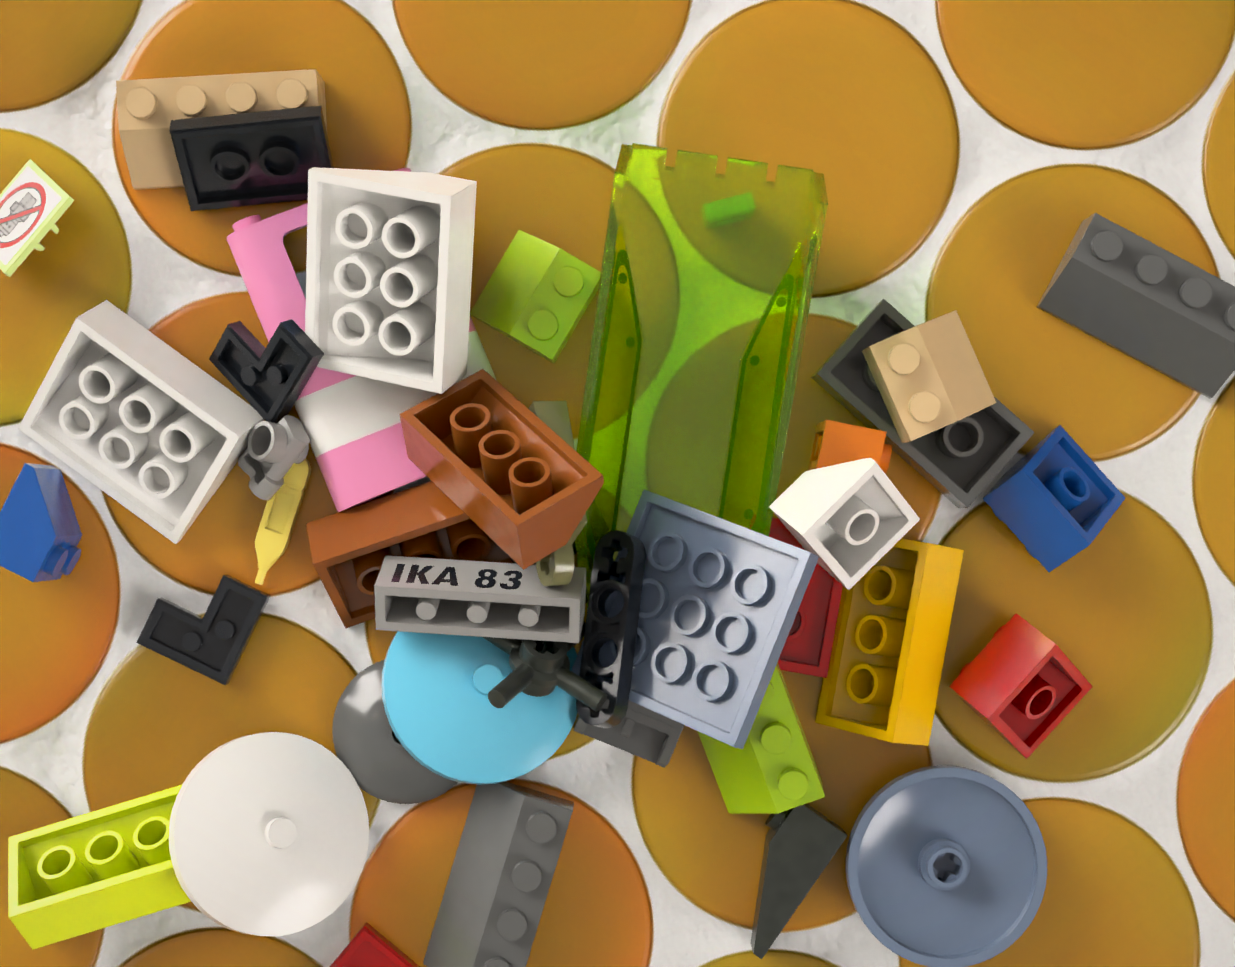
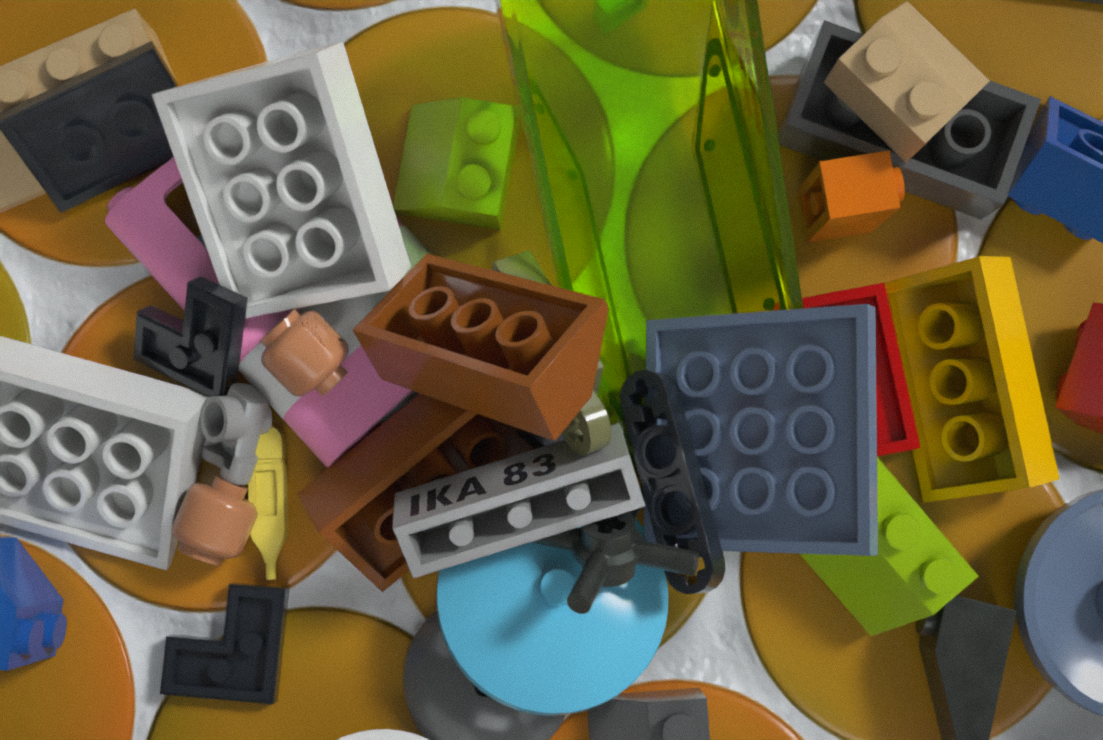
camera: 15 degrees left, 5 degrees down
(230, 520) = (214, 521): none -> nougat head
(354, 415) = (305, 353): none -> nougat head
(639, 733) = (749, 584): dark grey hinge -> none
(845, 516) = (882, 254): white slope -> none

